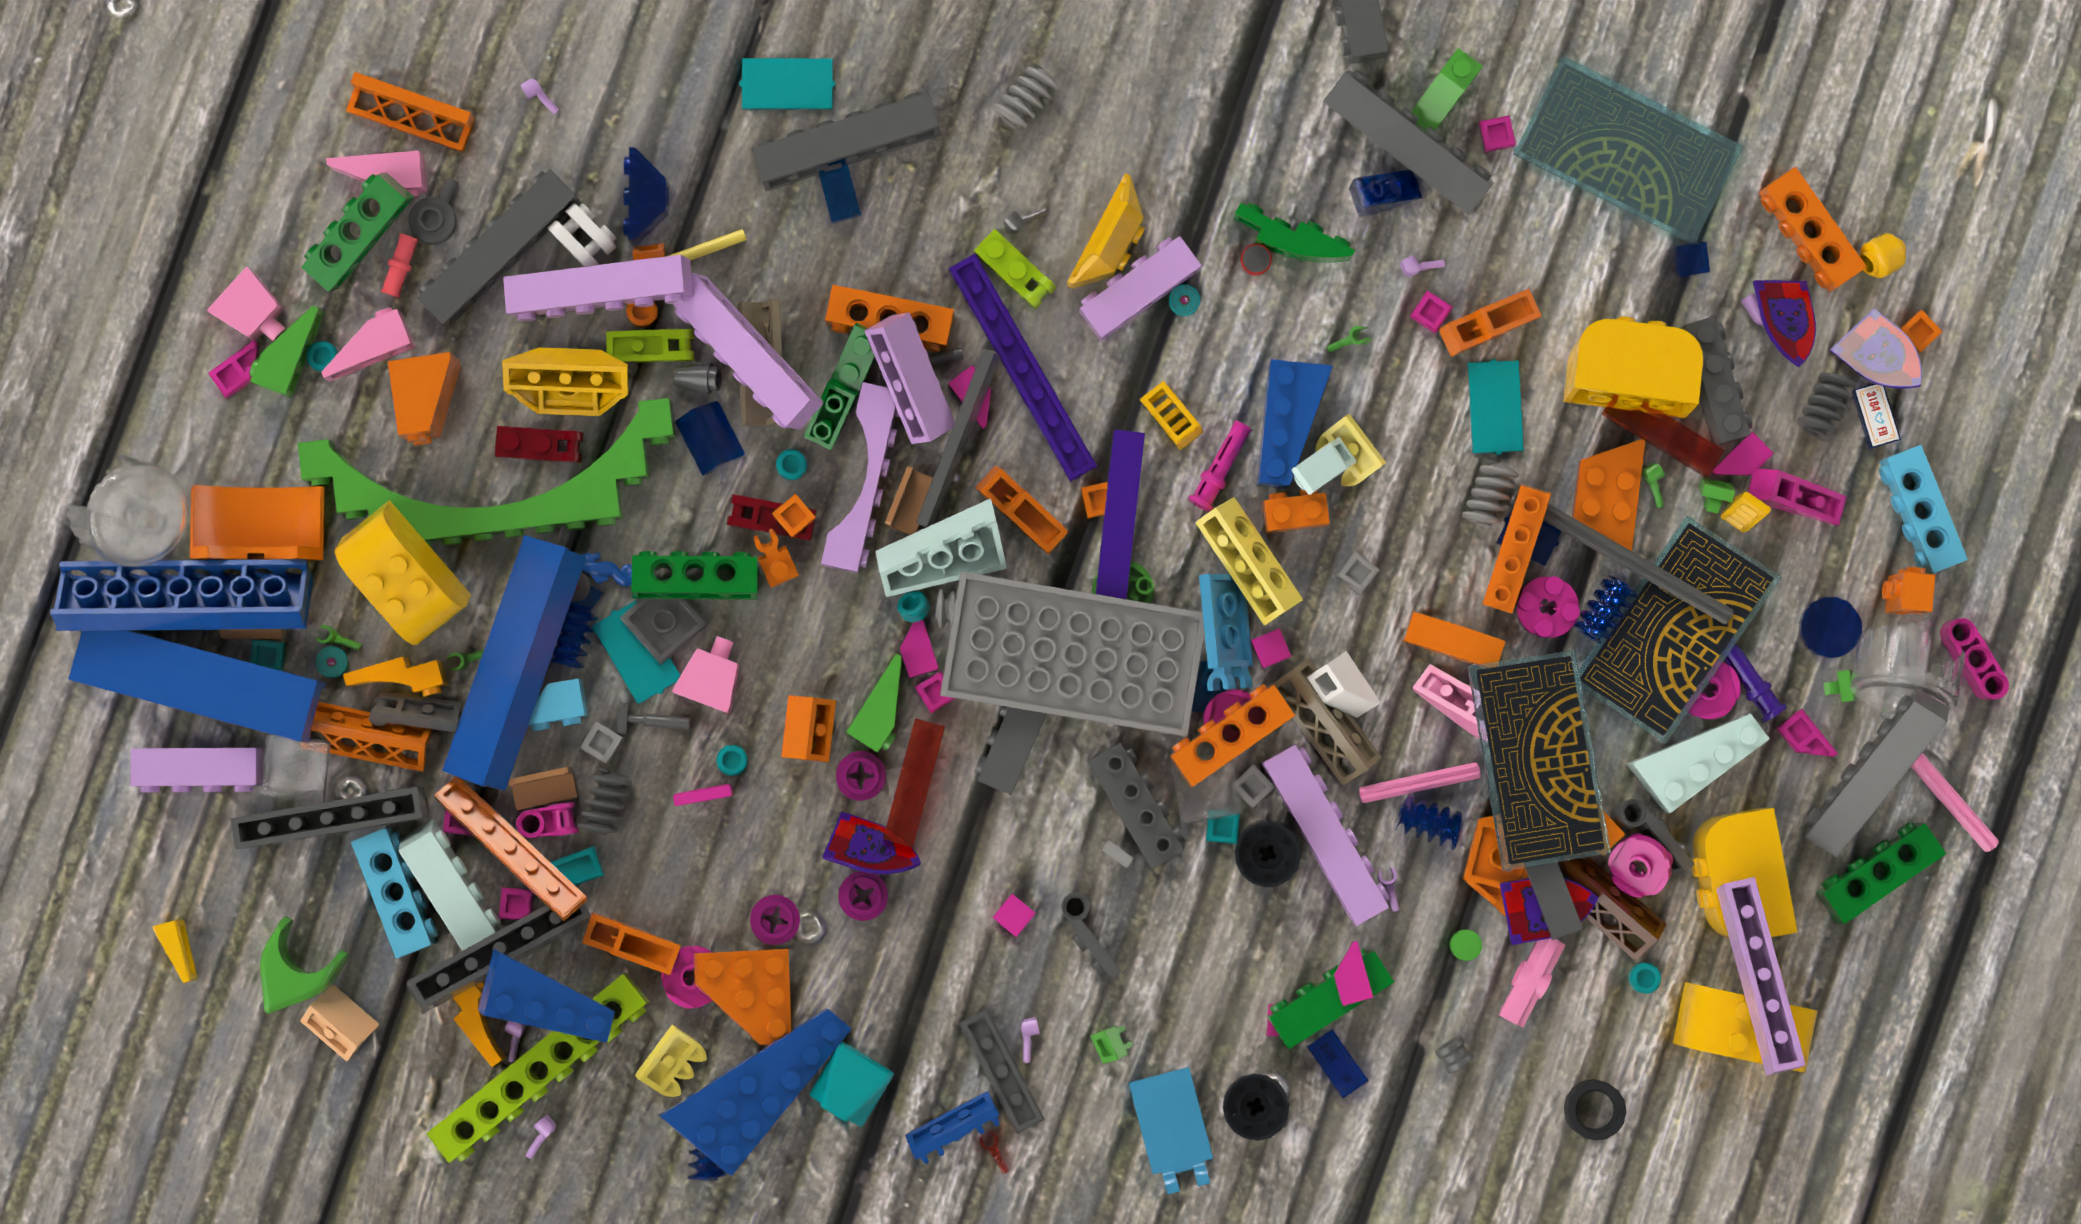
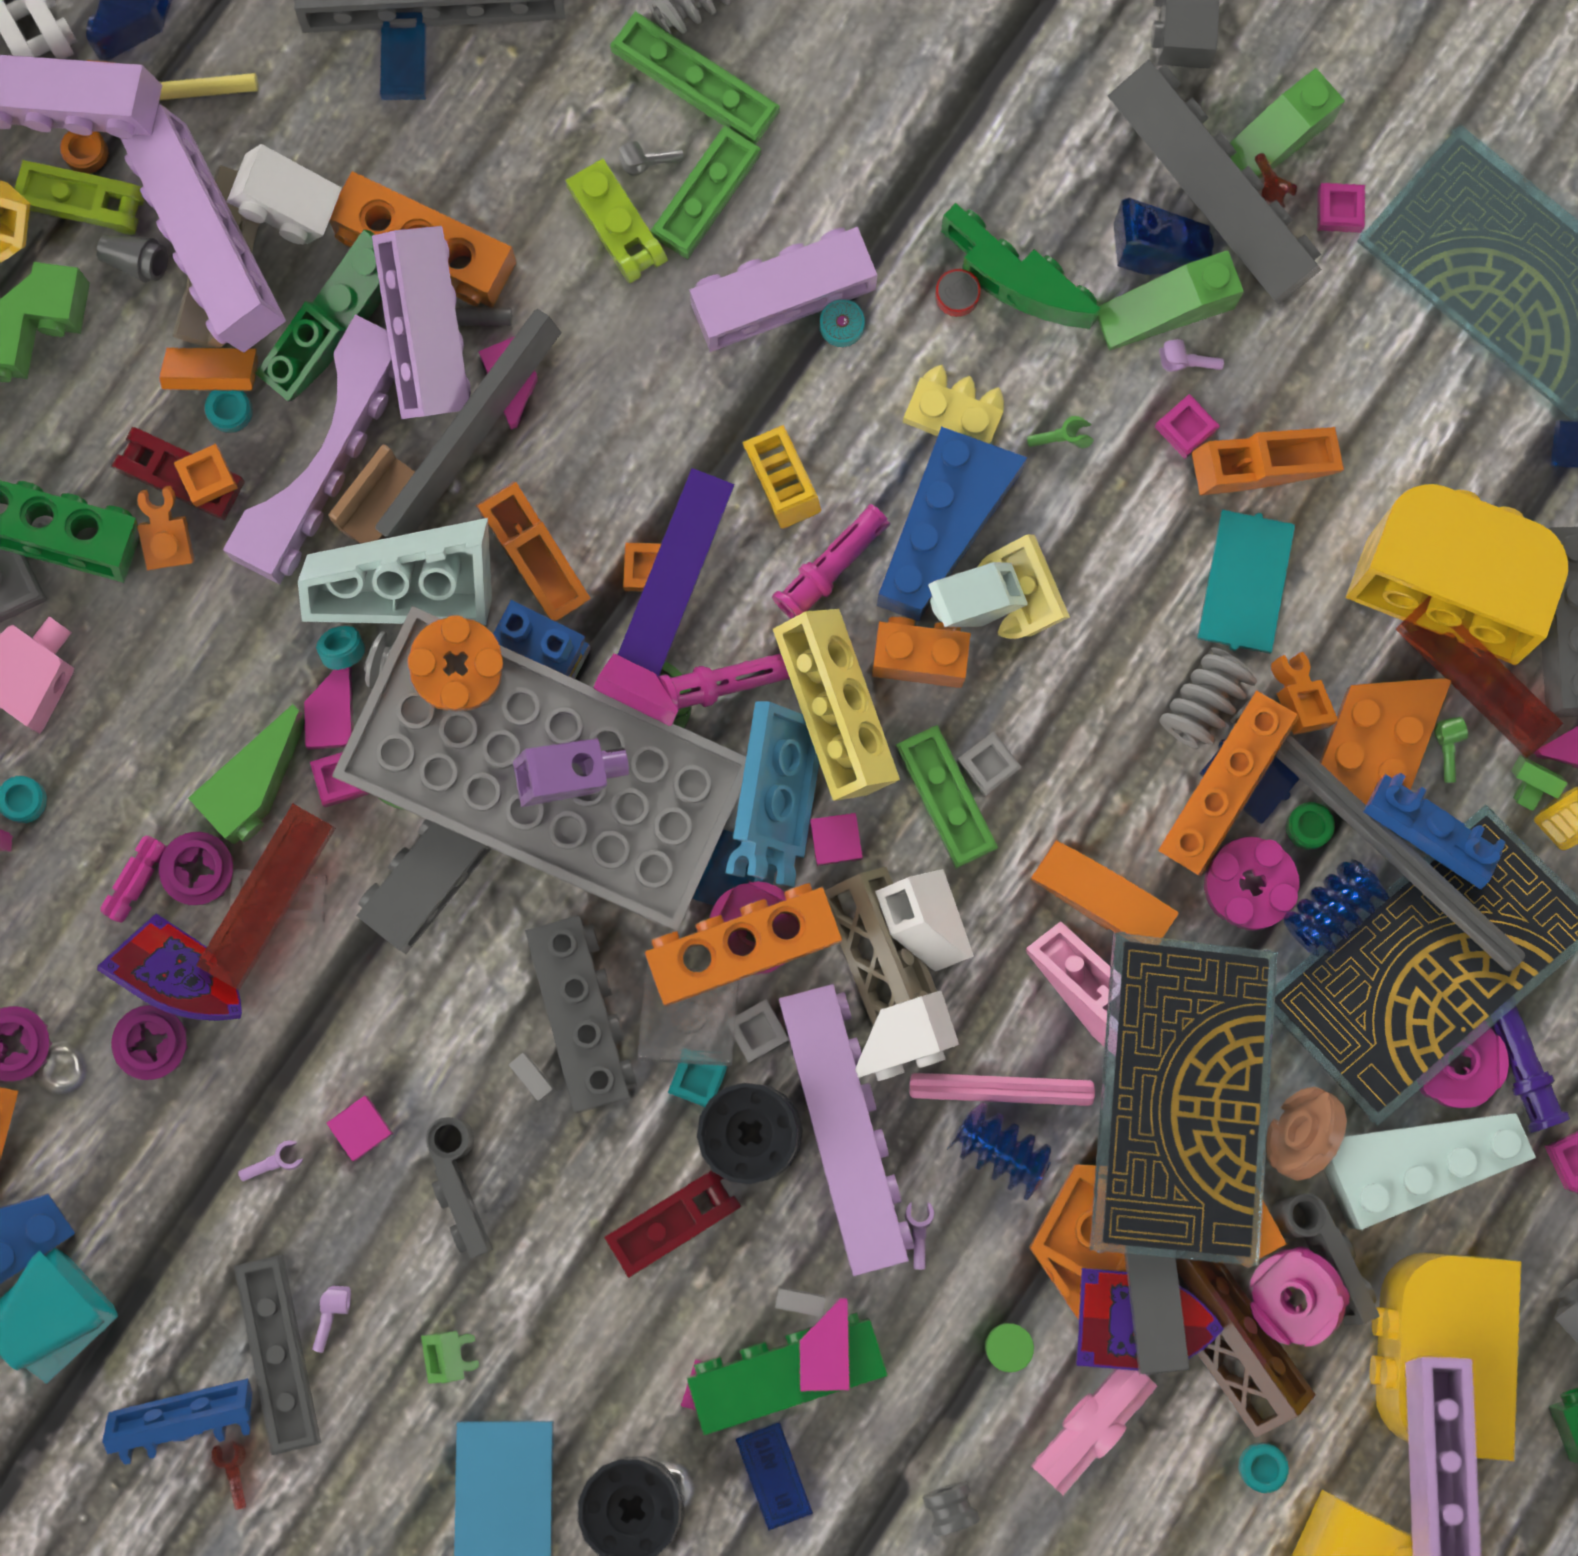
camera: 20 degrees right, 5 degrees down
(709, 437) = (123, 339): clear blue panel -> none
(771, 443) = (208, 369): none -> orange tile
(794, 314) = (283, 195): none -> white brick
(808, 728) = (138, 779): orange brick -> none
(821, 793) = (133, 879): none -> dark pink axle
(964, 951) = (270, 1163): none -> lavender hand
(996, 585) = (455, 691): none -> orange plate
(1022, 368) = (590, 360): dark purple tile -> none
(1040, 155) = (694, 78): none -> bright green tile
(1044, 569) = (541, 639): none -> blue hips
(1069, 233) = (706, 192): none -> bright green tile
(1085, 659) = (547, 773): none -> medium lavender torso
(1111, 238) = (760, 211): yellow wedge -> none
(1119, 586) = (636, 689): none -> dark pink tile
(1162, 570) = (706, 690): none -> dark pink pin
(1230, 923) = (670, 1224): none -> dark red plate
(1274, 340) = (954, 408): none -> light yellow plate
(1326, 950) = (800, 1301): none -> light grey tile
(1335, 601) = (946, 797): none -> bright green tile
(1353, 763) = (905, 1033): none -> white slope
(1399, 231) = (1172, 301): none -> bright green slope
(1449, 131) = (1275, 186): none -> clear red hand
(1551, 476) = (1302, 695): none -> orange plate
(1576, 559) = (1310, 825): none -> green tile
(1621, 761) = (1306, 1133): none -> nougat tile
(1656, 544) = (1434, 830): none -> blue plate

